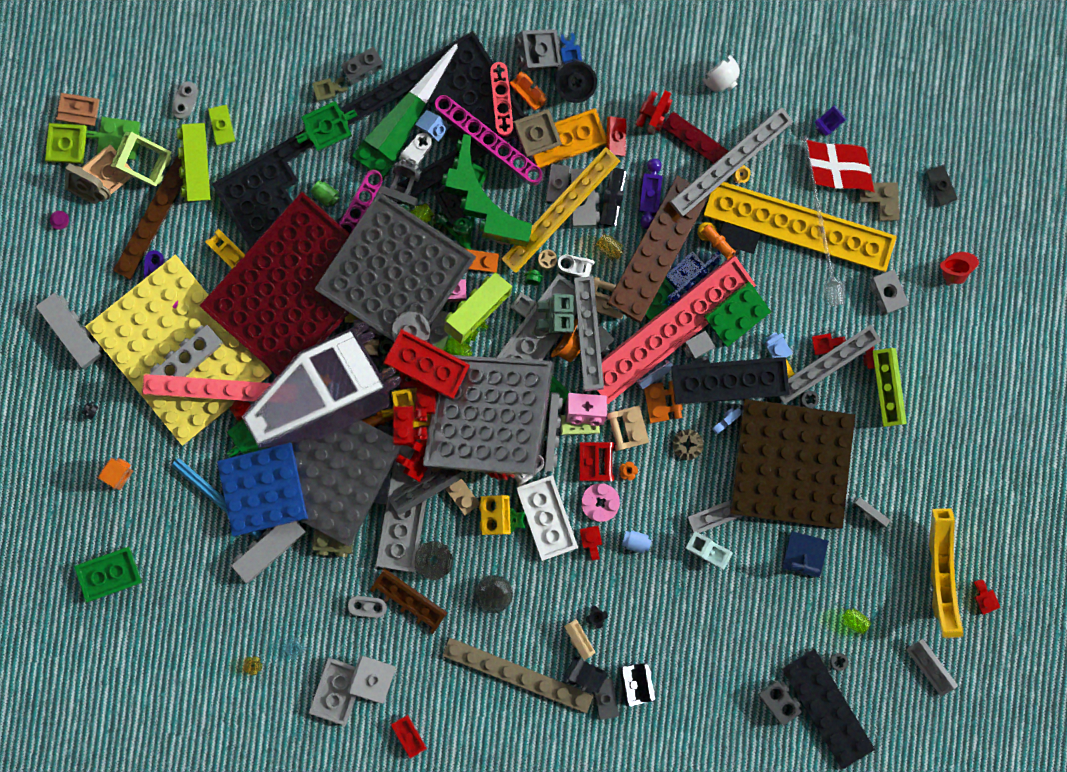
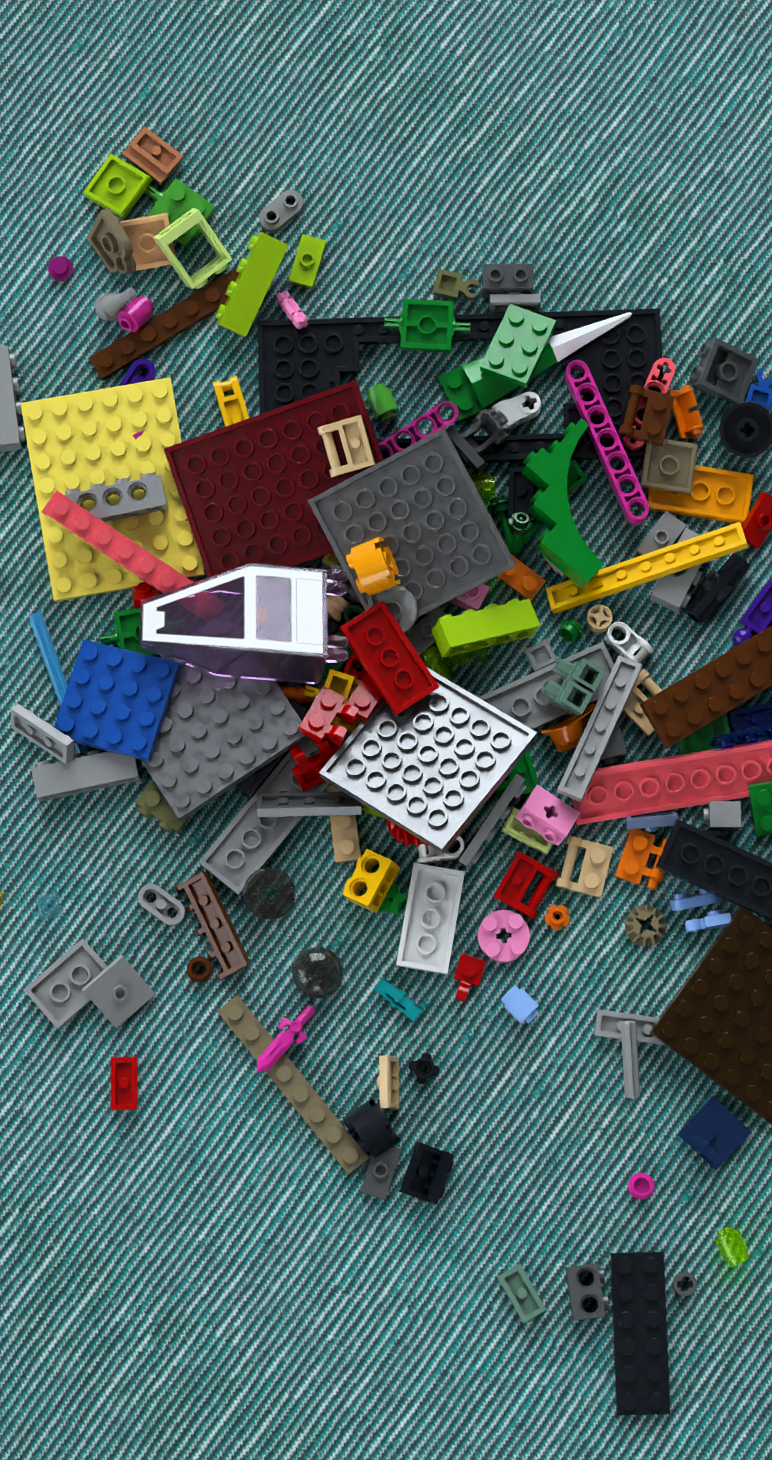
camera: 35 degrees right, 5 degrees down
(107, 227) = (110, 304): none -> light grey piece
(127, 223) = (136, 313): none -> dark pink brick
(225, 539) = (42, 734): none -> light grey plate
(230, 164) = (292, 309): none -> bright pink axle
(324, 234) = (354, 443): none -> tan plate
(375, 78) = (500, 302): none -> light grey plate
(383, 310) = (373, 566): none -> light orange brick
(394, 107) = (518, 345): none -> plate
(415, 628) = (193, 963): none -> reddish brown plate
(432, 125) = (551, 391): light blue brick -> none
(497, 649) = (284, 1039): none -> dark pink sword
(511, 107) = (654, 419): none -> reddish brown plate
(555, 581) = (398, 999): none -> teal pin
(610, 247) = (681, 644): clear yellow brick -> none
(705, 414) = (683, 900): none -> medium blue plate
(709, 550) = (600, 1062): light aqua brick -> none
(726, 537) = (630, 1059): none -> light grey axle
(739, 726) = (521, 1293): none -> sand green plate
(777, 614) = (641, 1186): none -> dark pink plate

